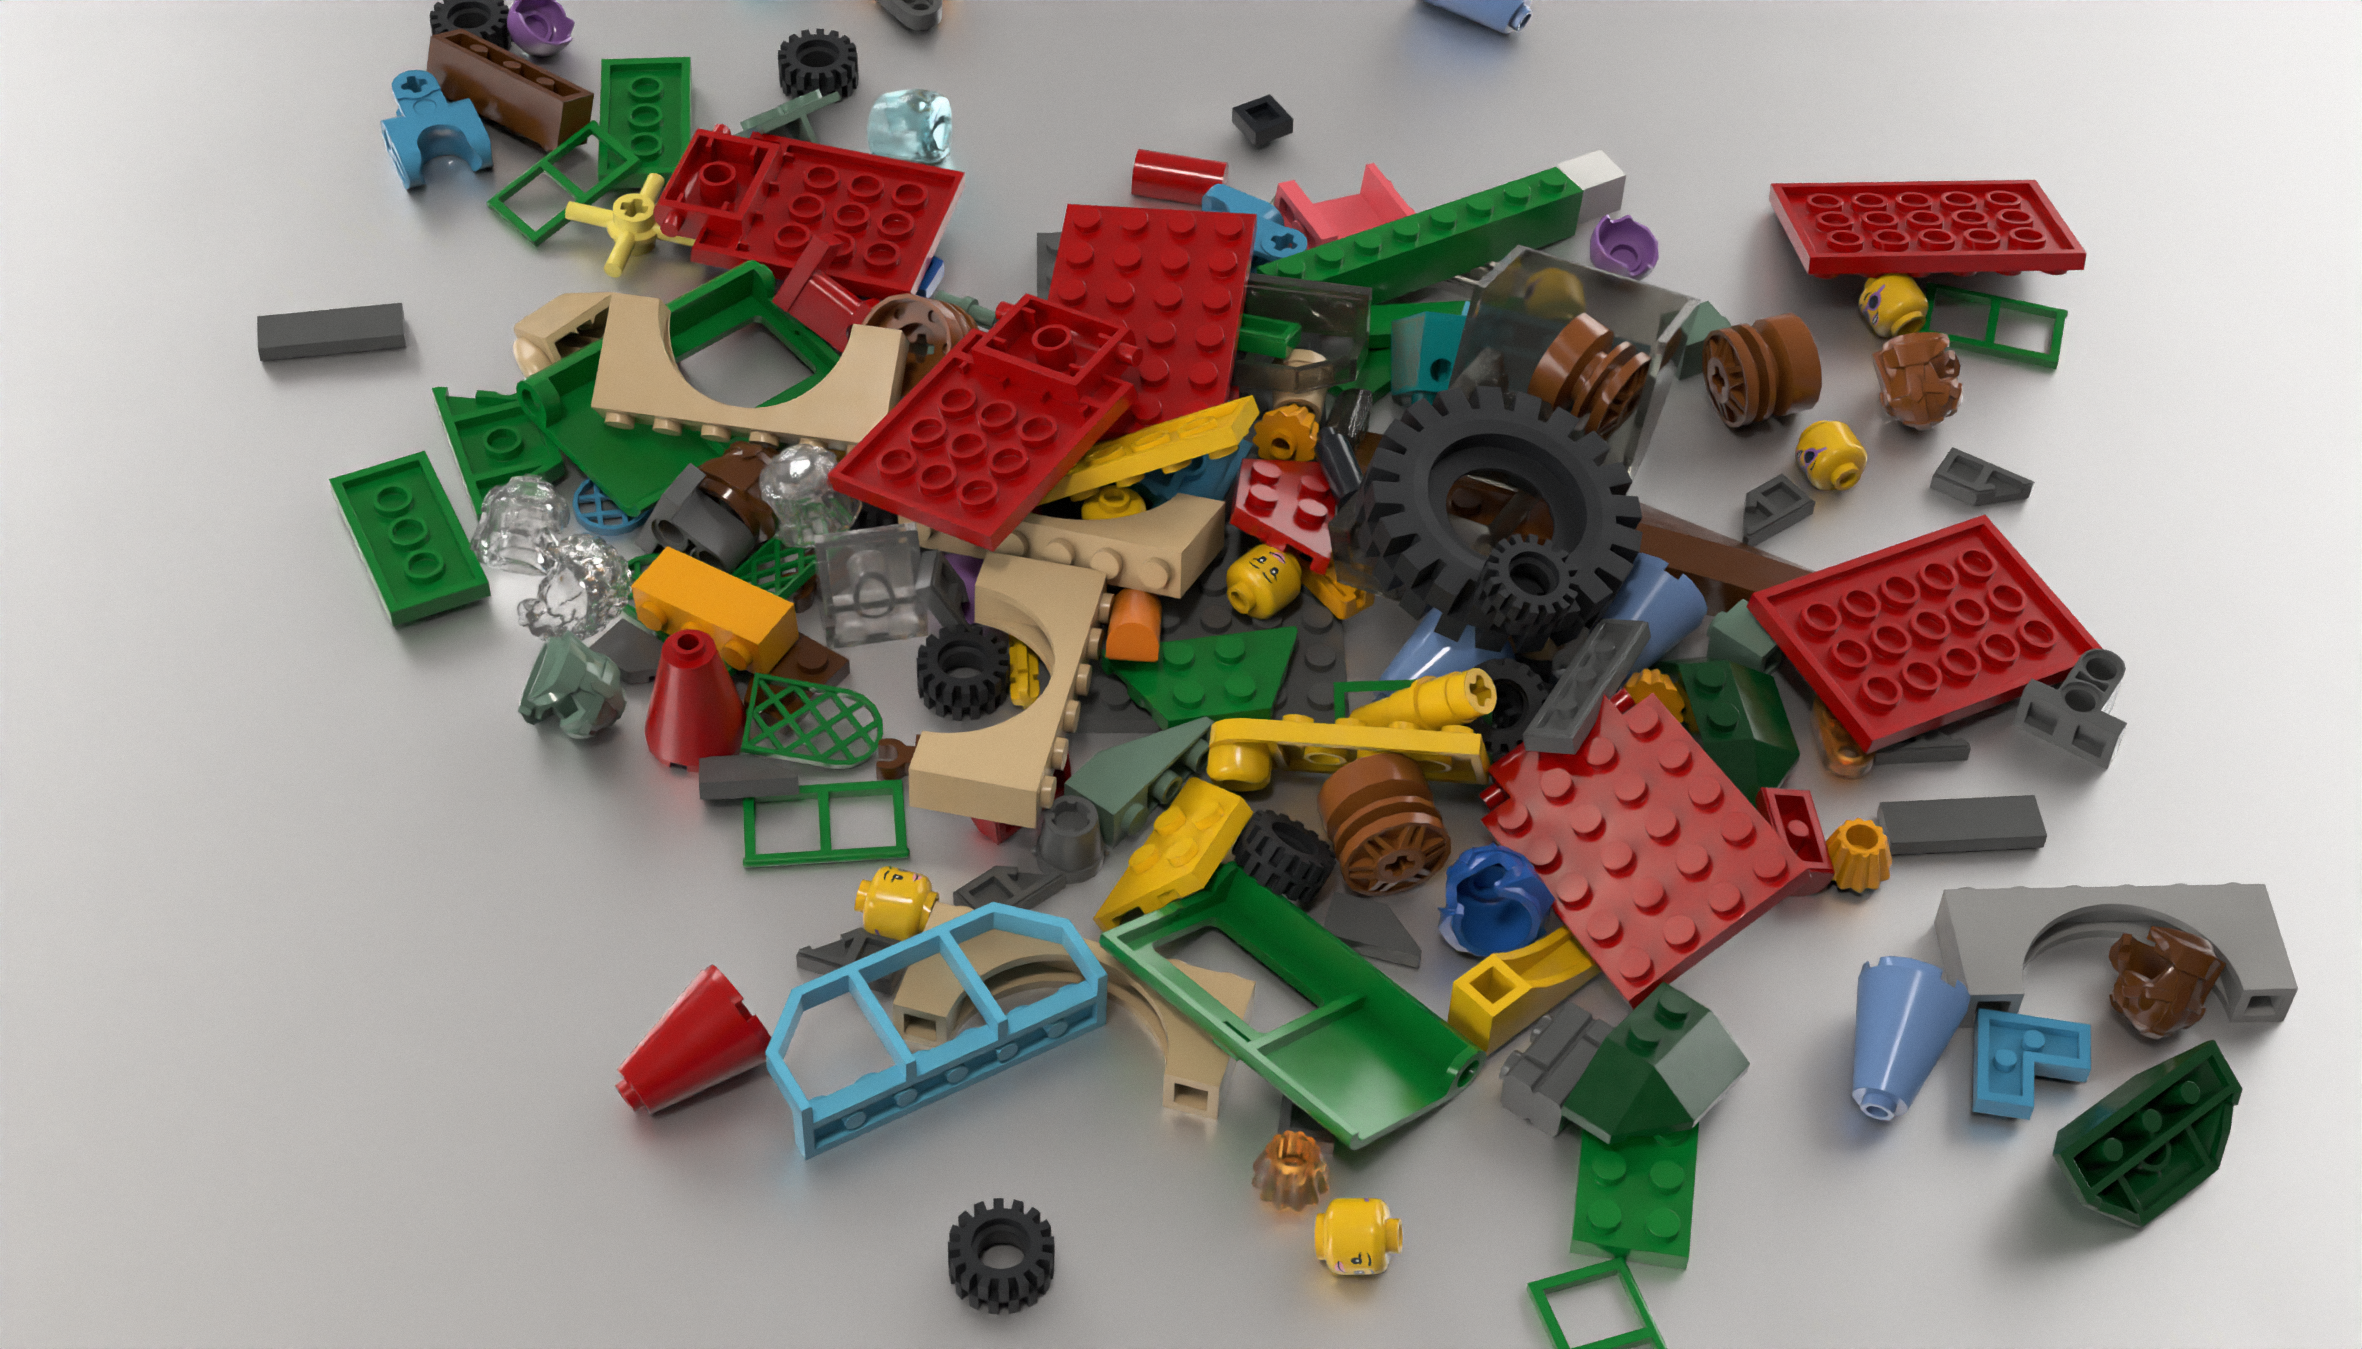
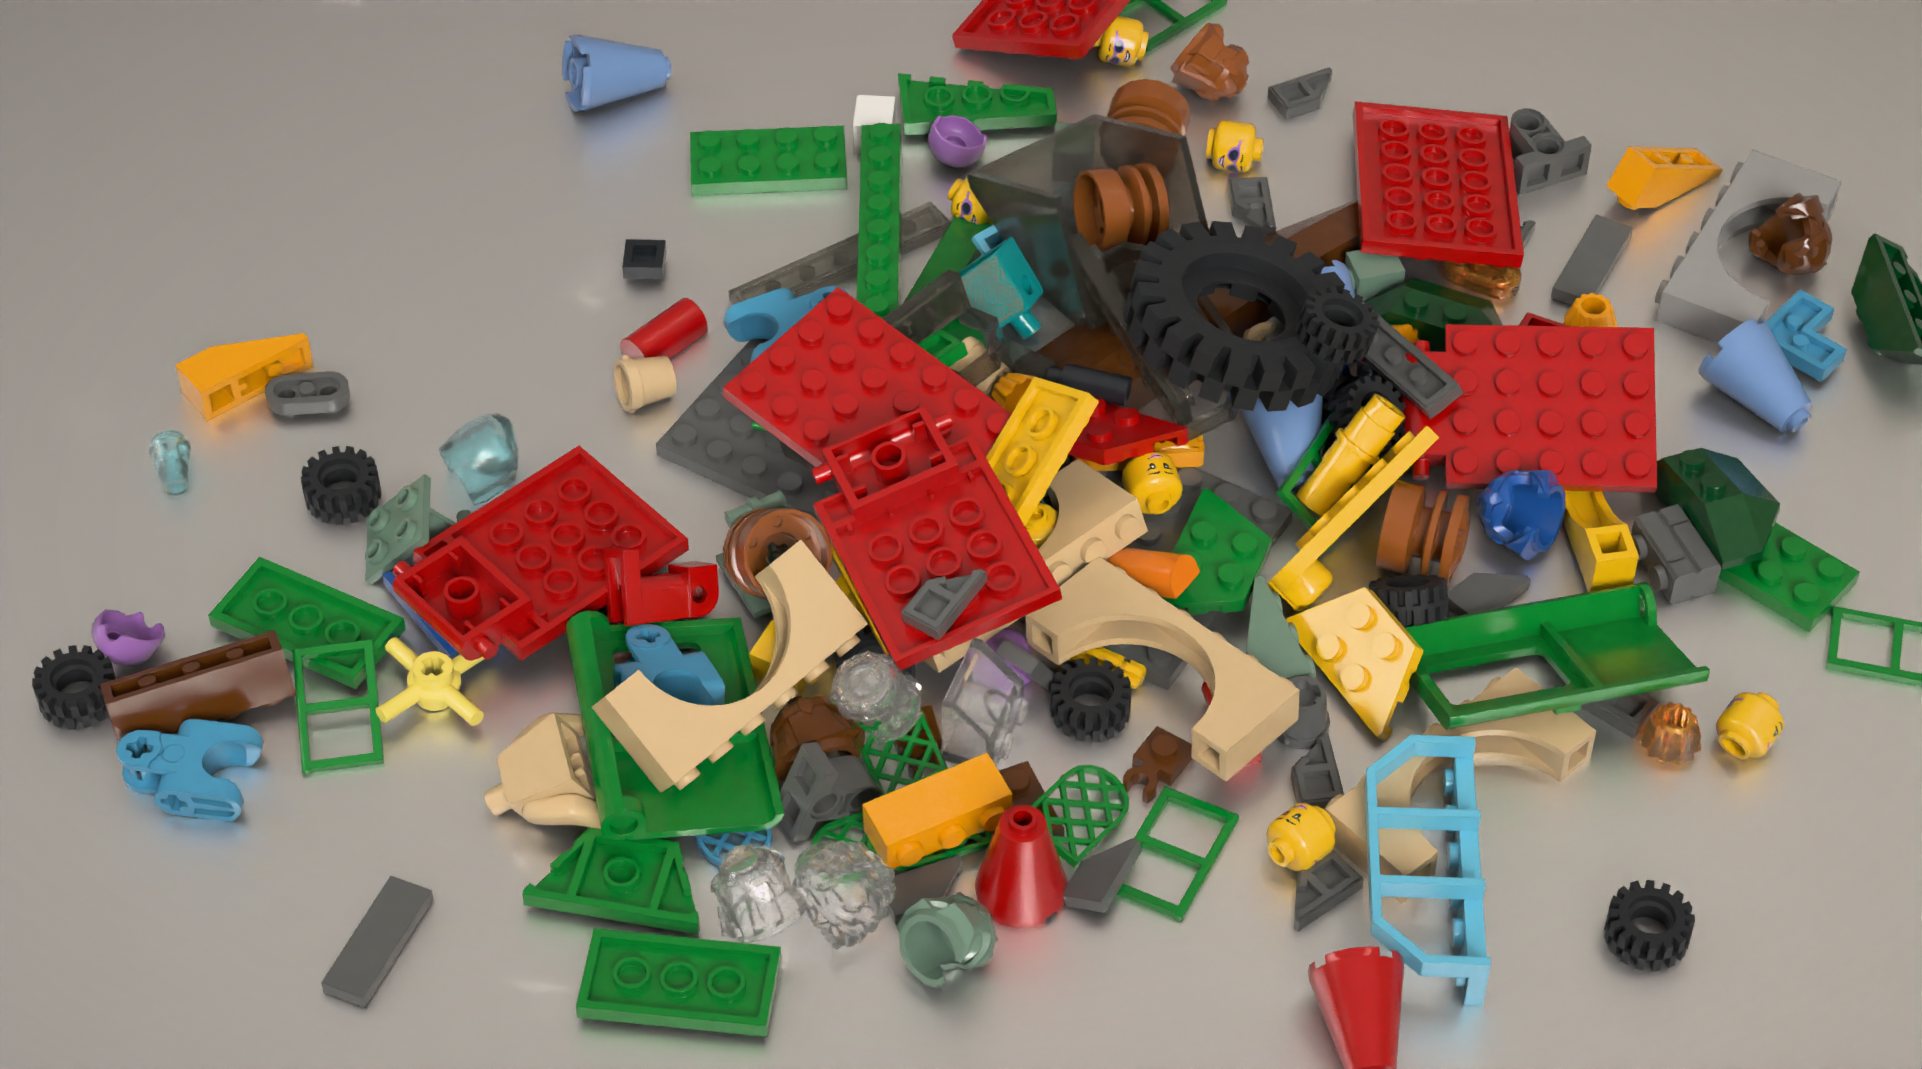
camera: 55 degrees left, 0 degrees up
(737, 352) = (681, 675): none -> dark azure piece
(911, 464) = (942, 602): none -> dark grey tile
(1100, 182) = (643, 381): none -> tan piece
(1342, 216) = (813, 254): coral panel -> none
(1469, 135) = (768, 160): none -> green plate
(1693, 243) = (984, 106): none -> green wing
(2152, 824) = (1659, 174): none -> light orange slope

